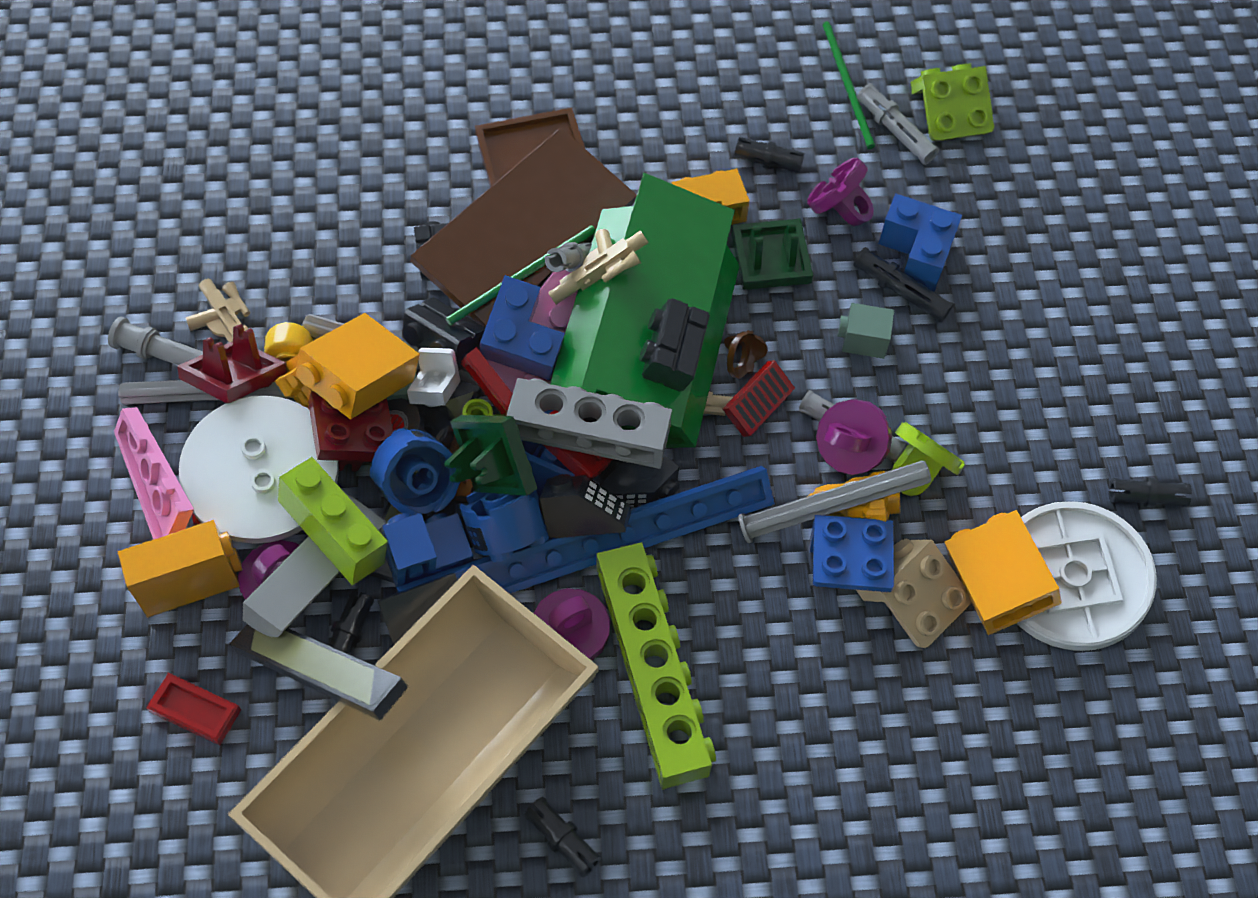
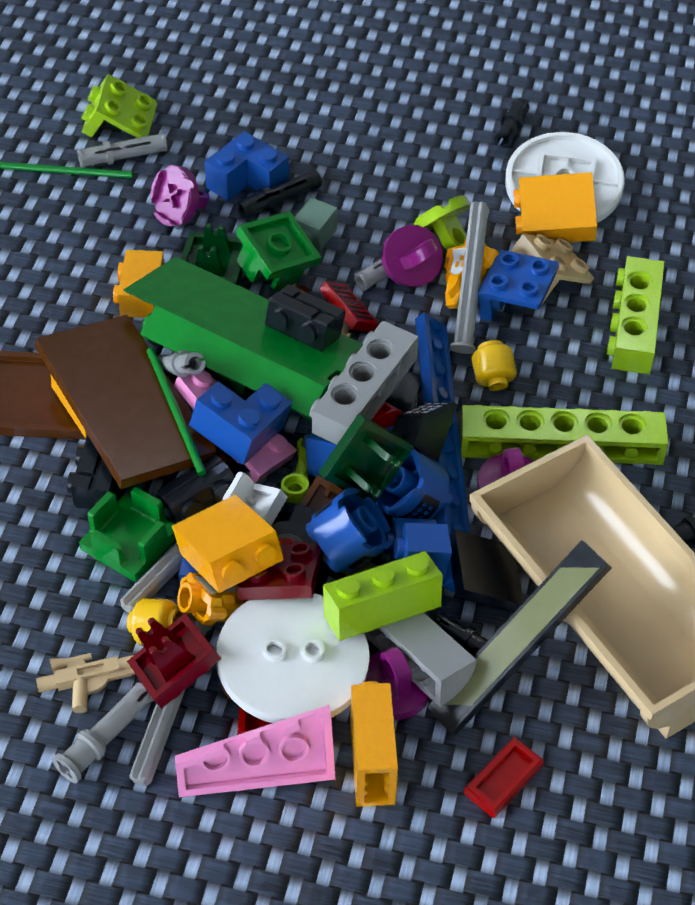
camera: 70 degrees left, 10 degrees down
(385, 289) = (128, 533): none -> green panel
(488, 380) = (278, 459): red tile -> none
(602, 263) = (204, 336): tan piece -> none
(727, 565) = (494, 365): none -> yellow head
(769, 154) = (109, 235): black pin -> none
(796, 299) = (276, 249): none -> green panel
(818, 726) = (637, 315): none -> lime brick

